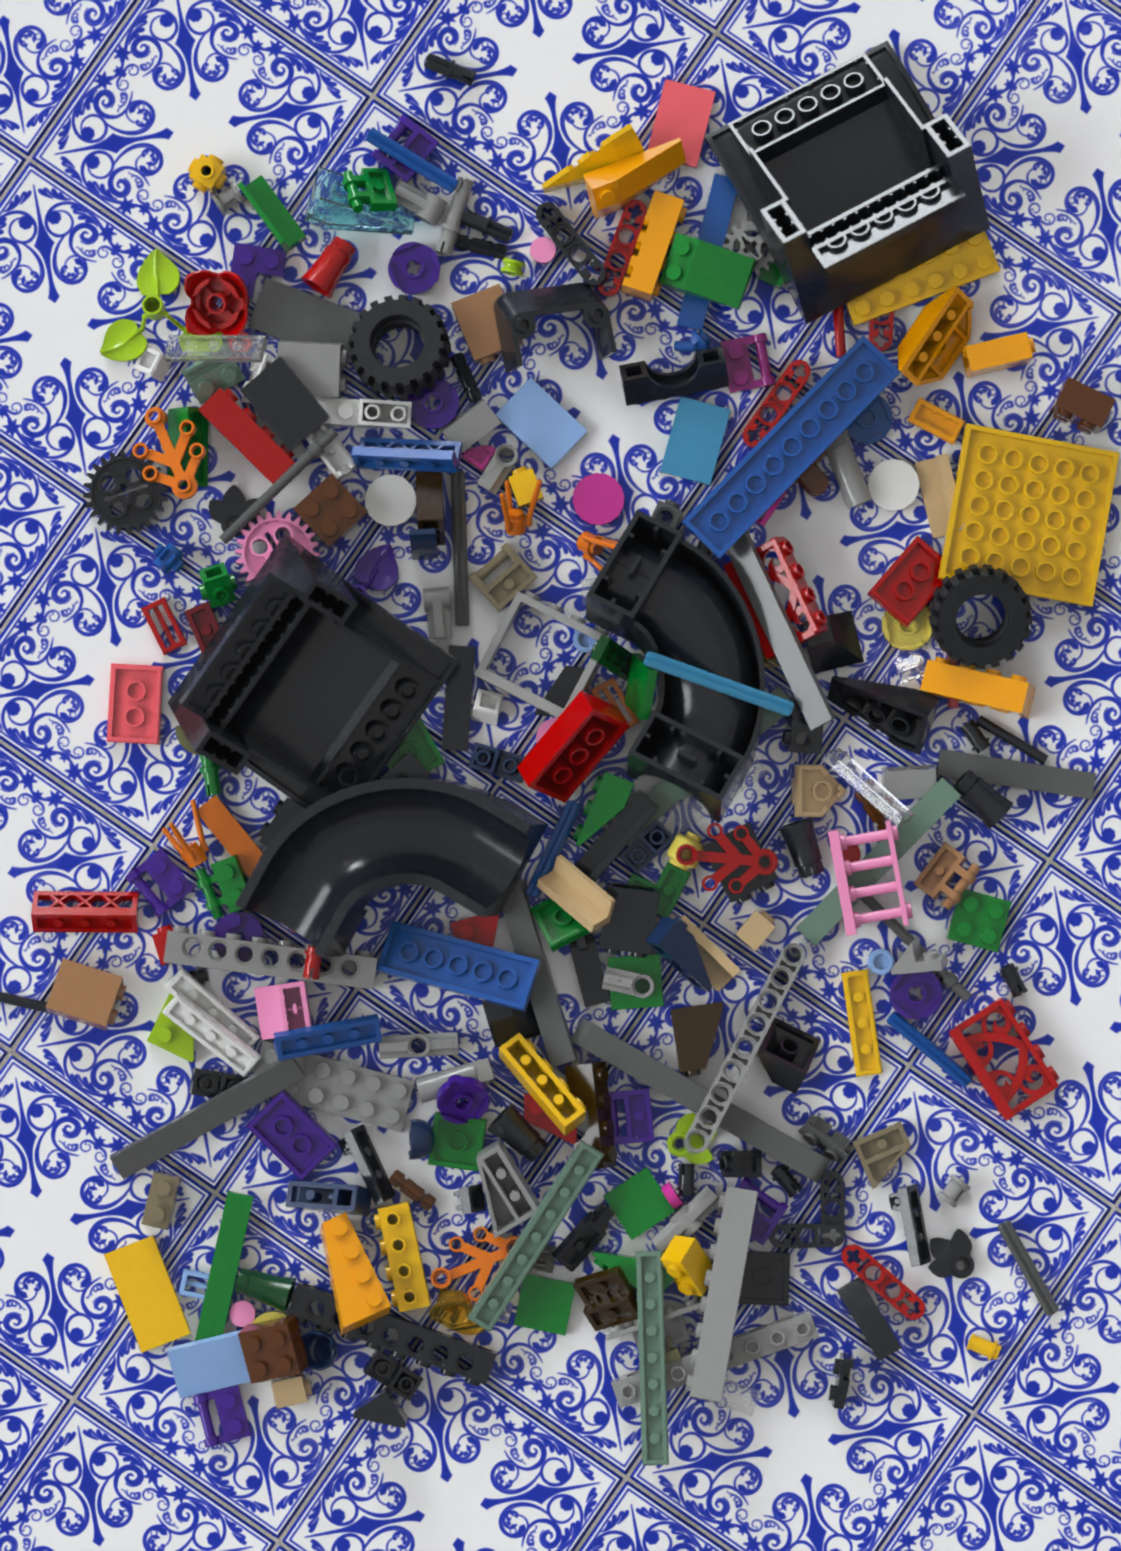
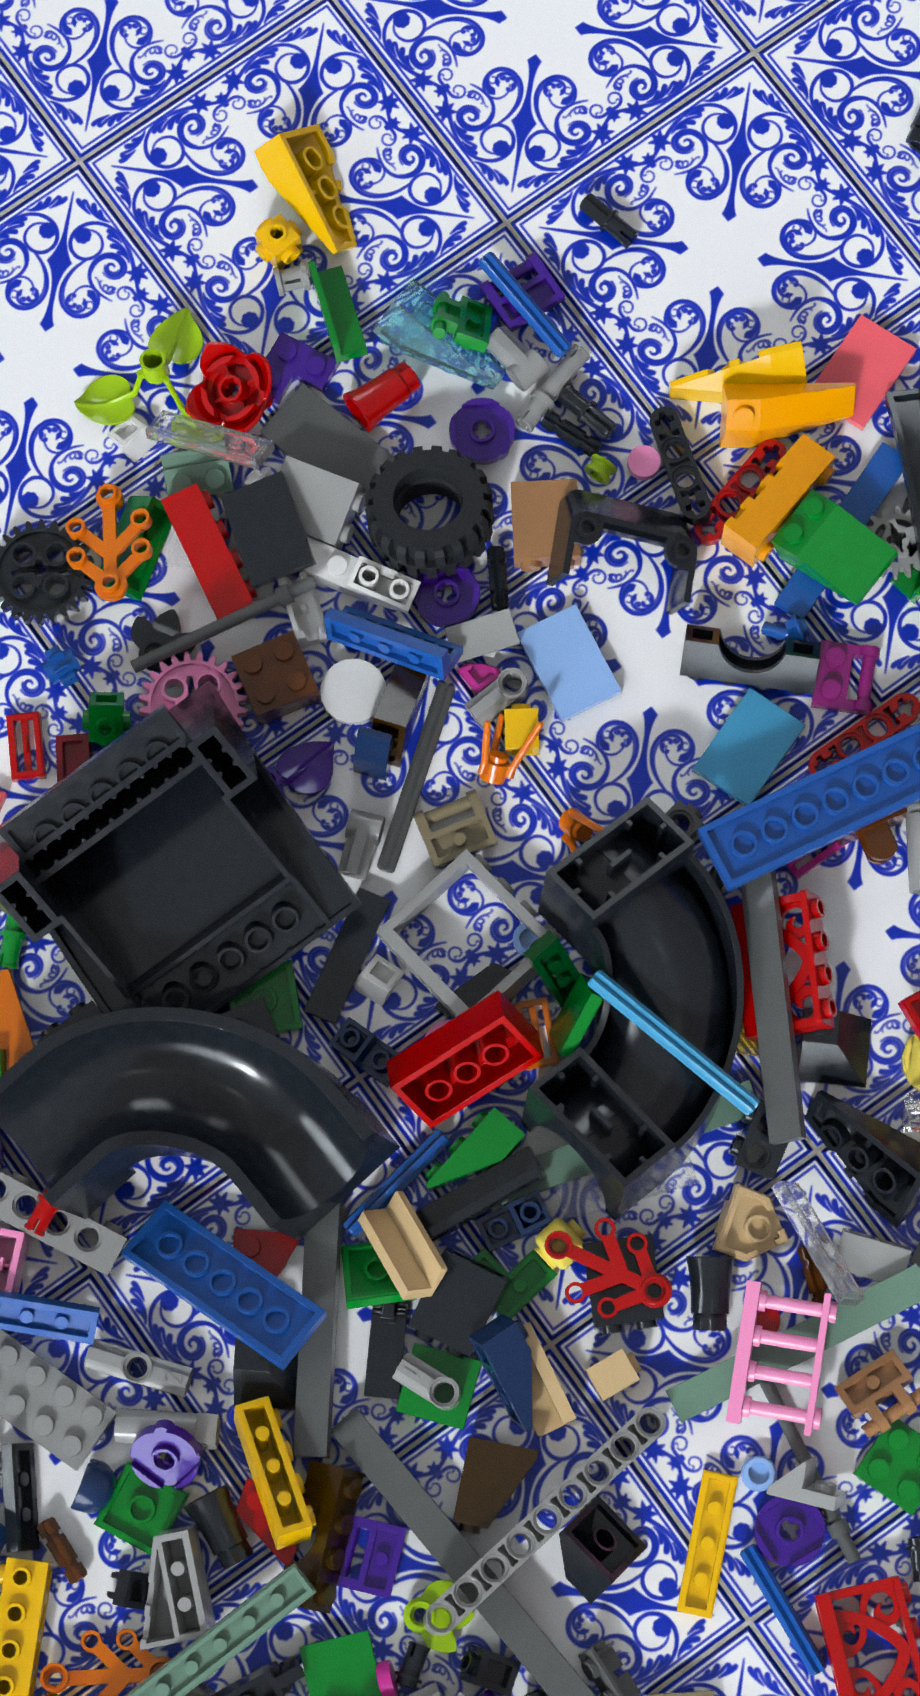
camera: 25 degrees right, 10 degrees down
(207, 115) = (302, 172): none -> yellow wedge
(598, 499) = (605, 776): dark pink tile -> none

